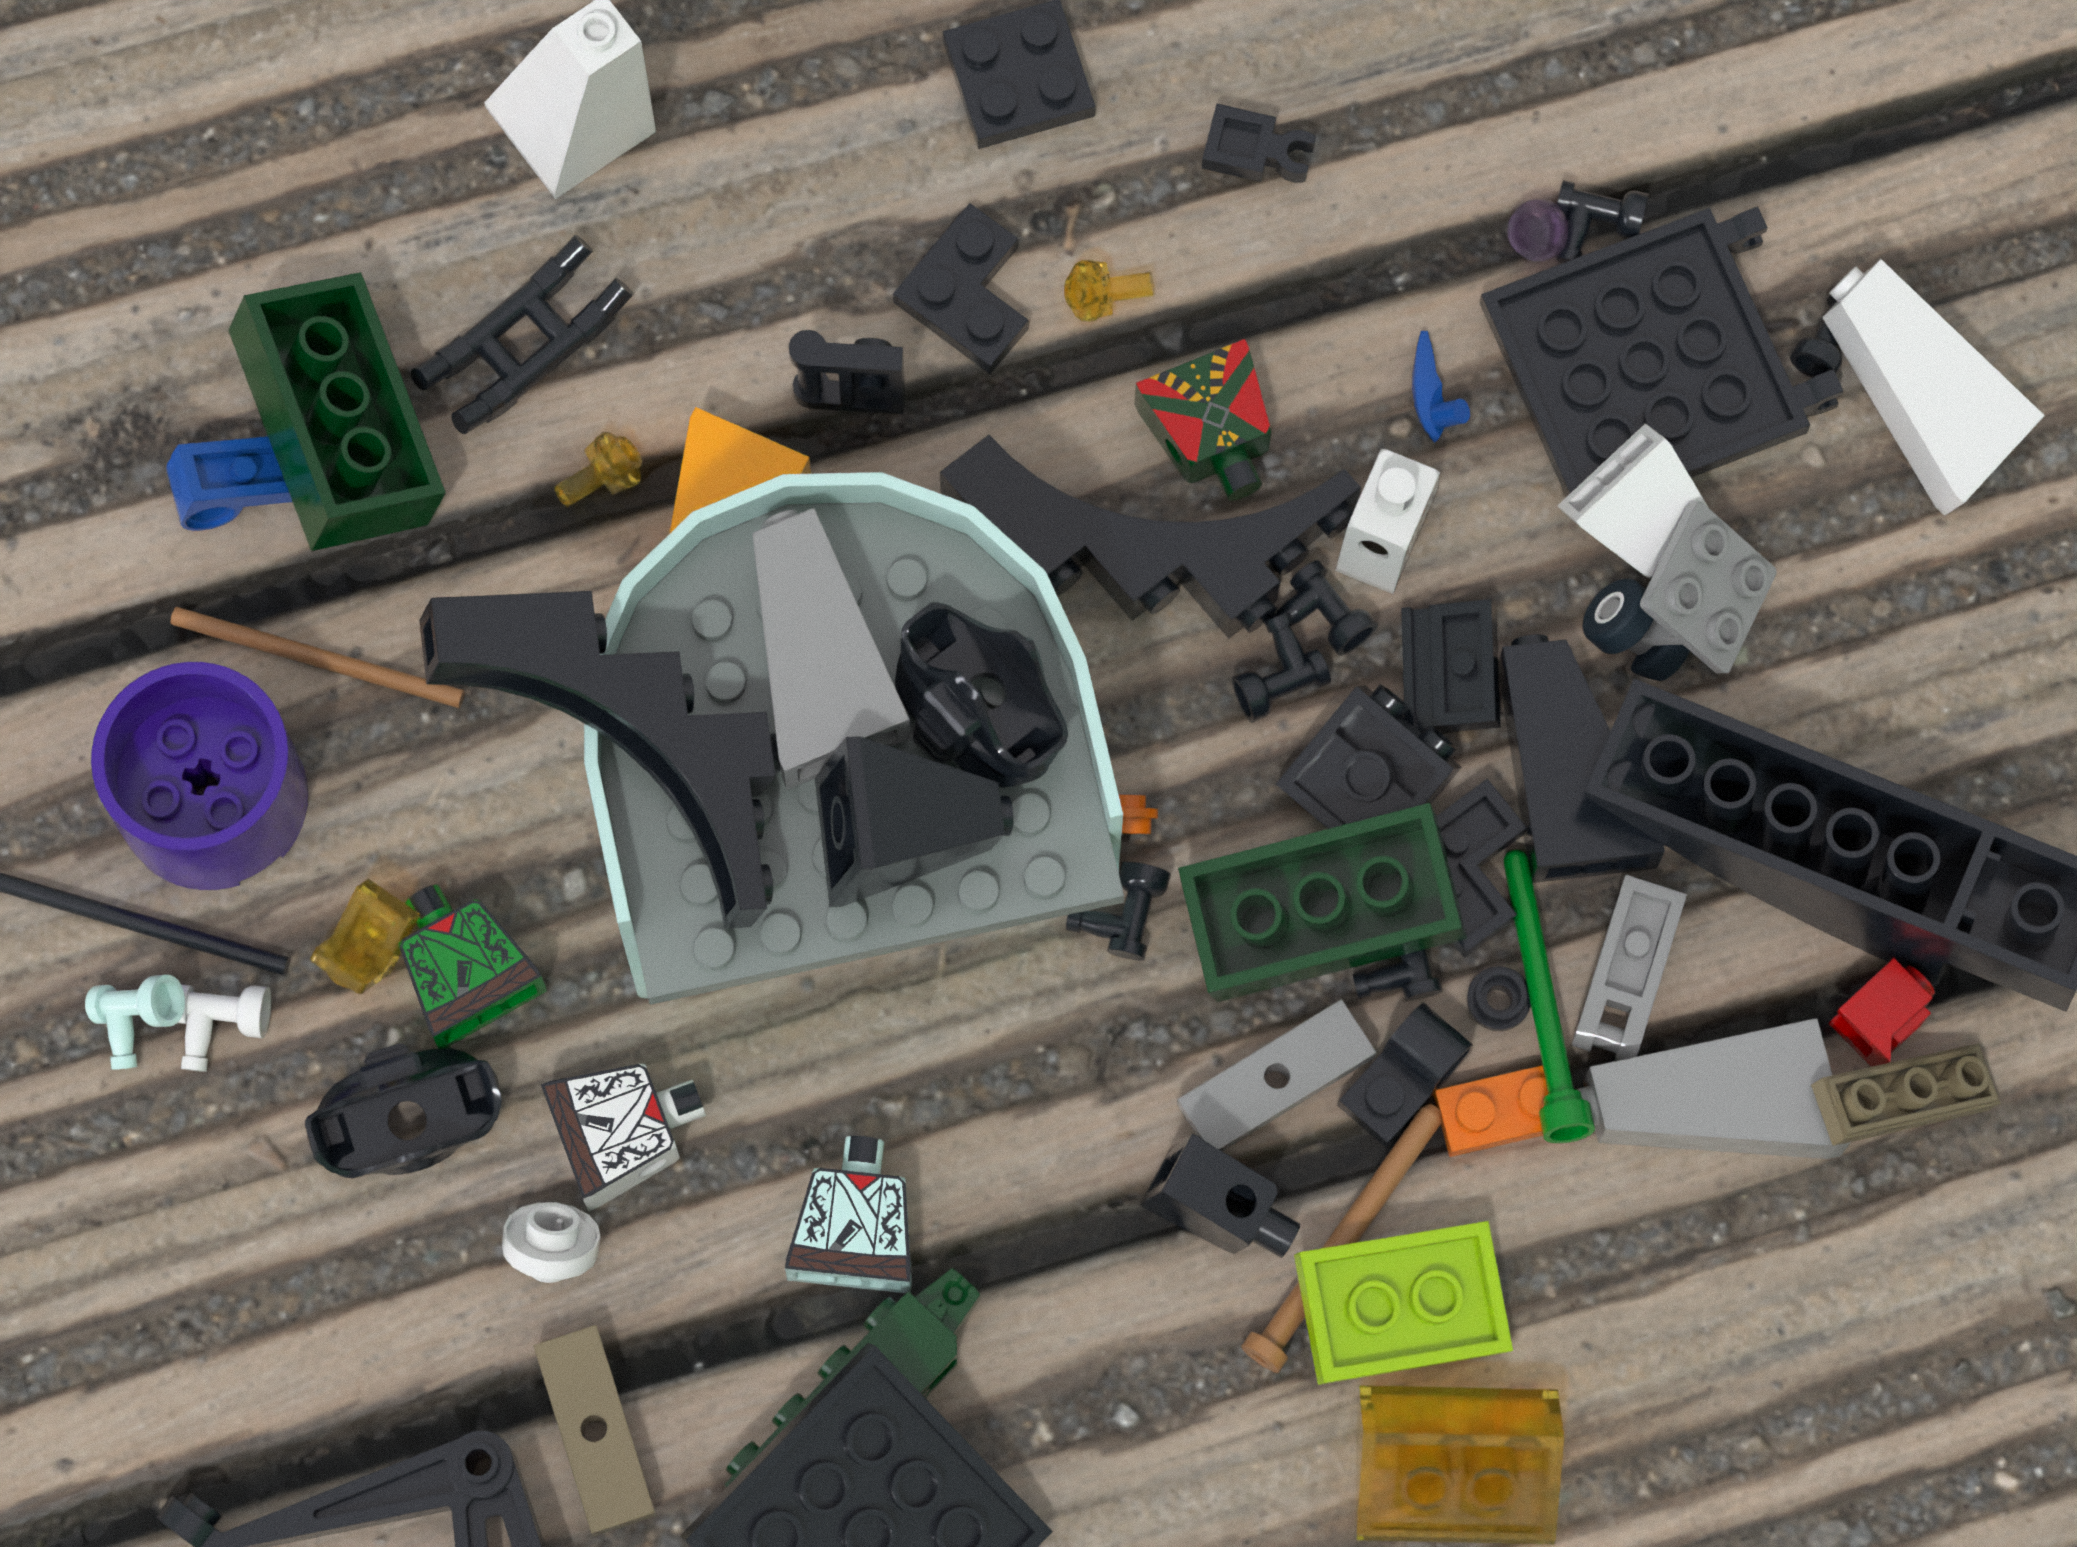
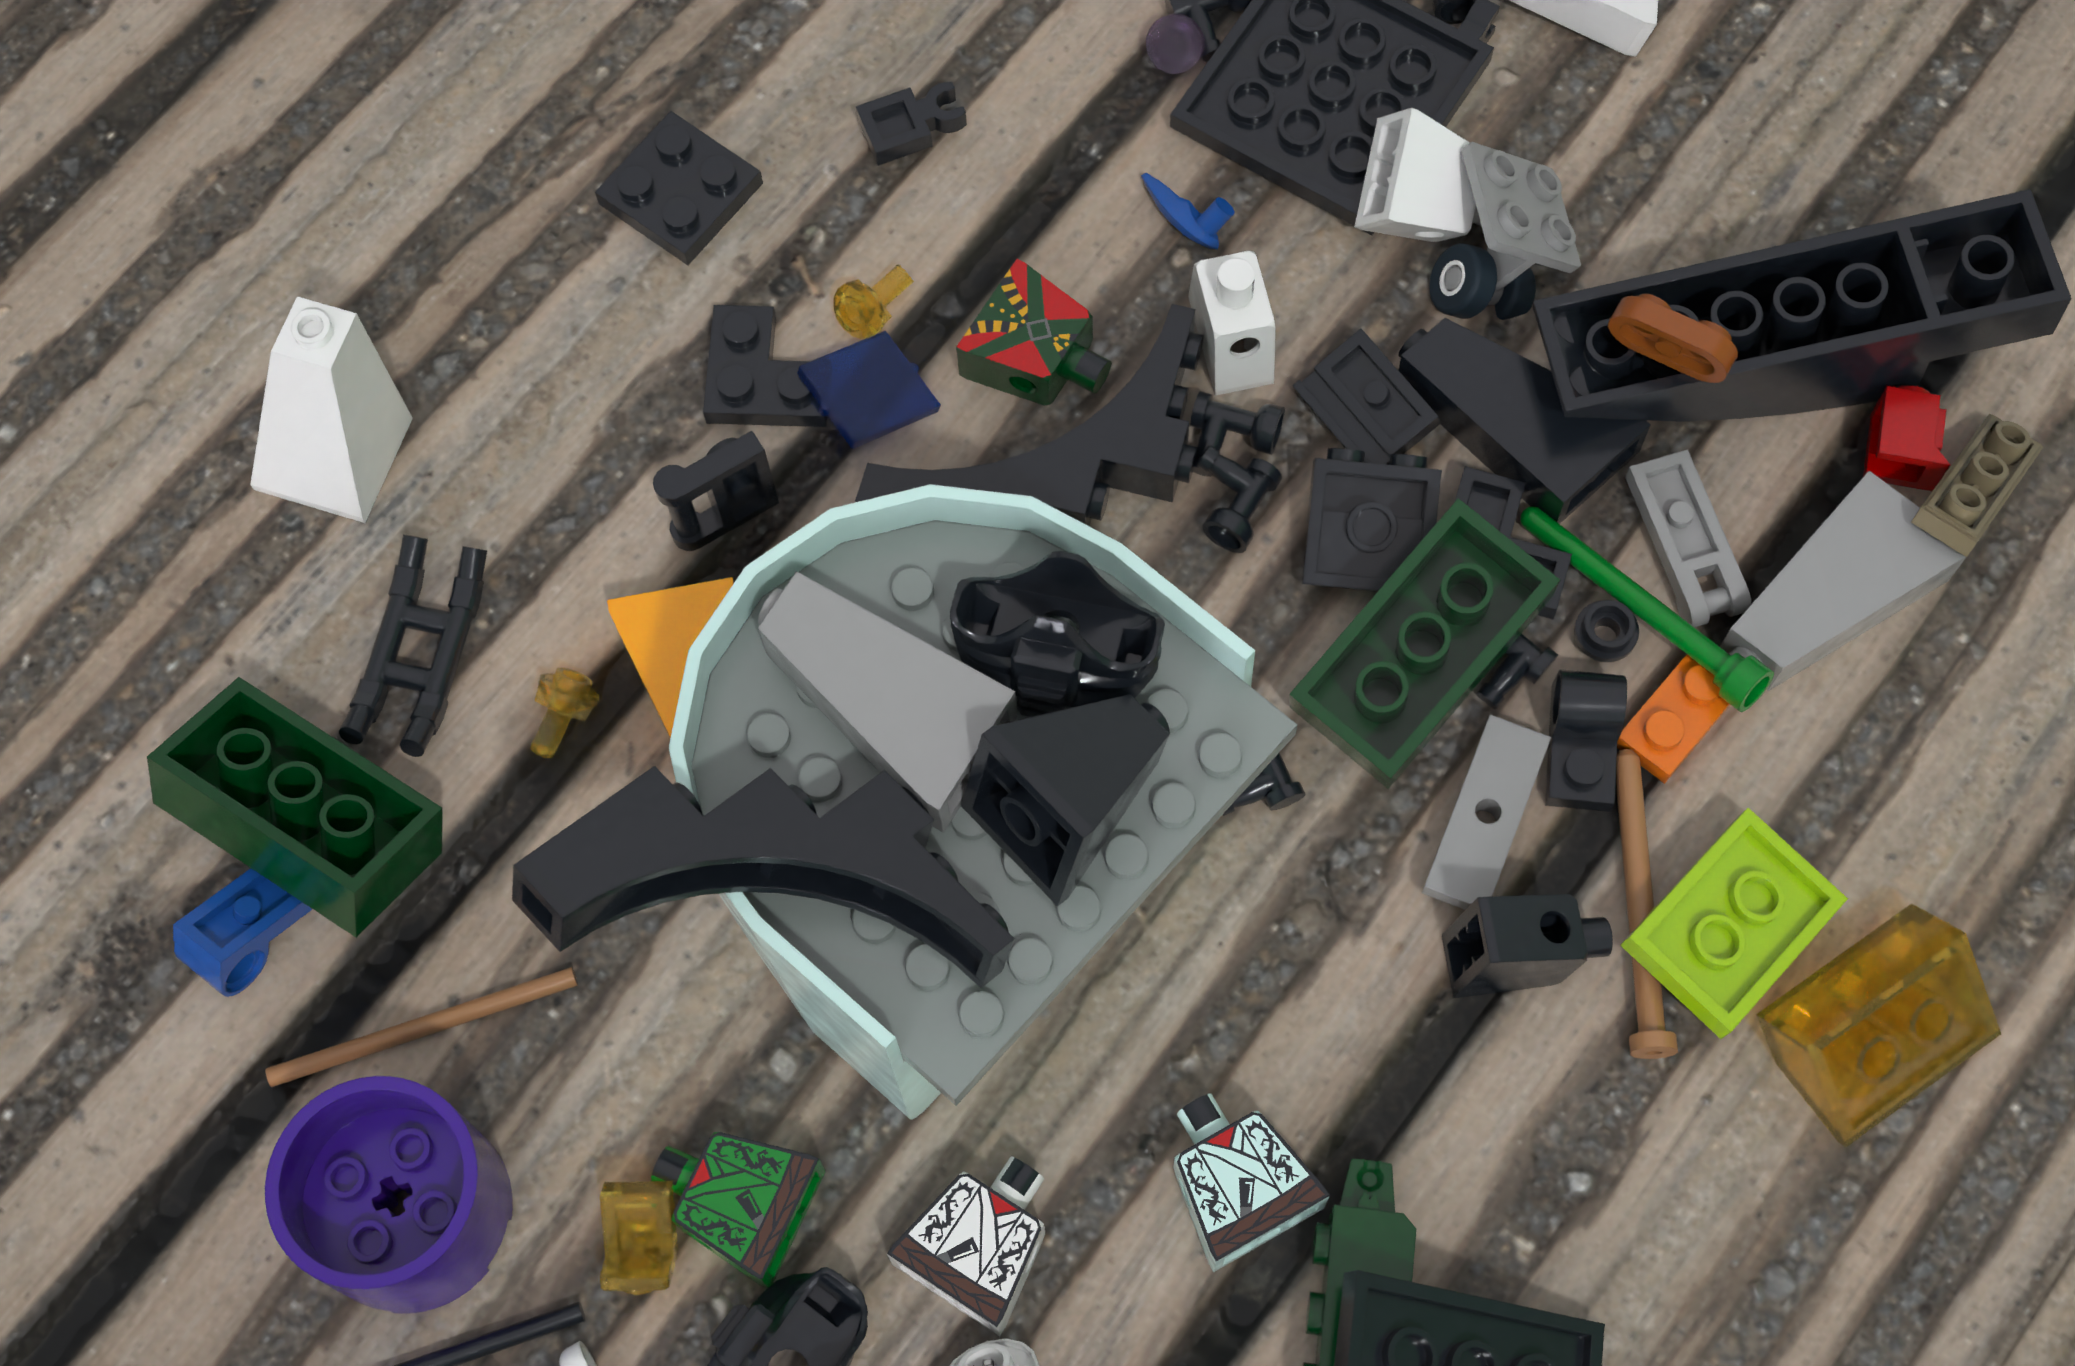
camera: 30 degrees left, 5 degrees down
(1044, 367) = (868, 389): none -> clear blue piece
(1700, 770) = (1673, 339): none -> dark orange plate

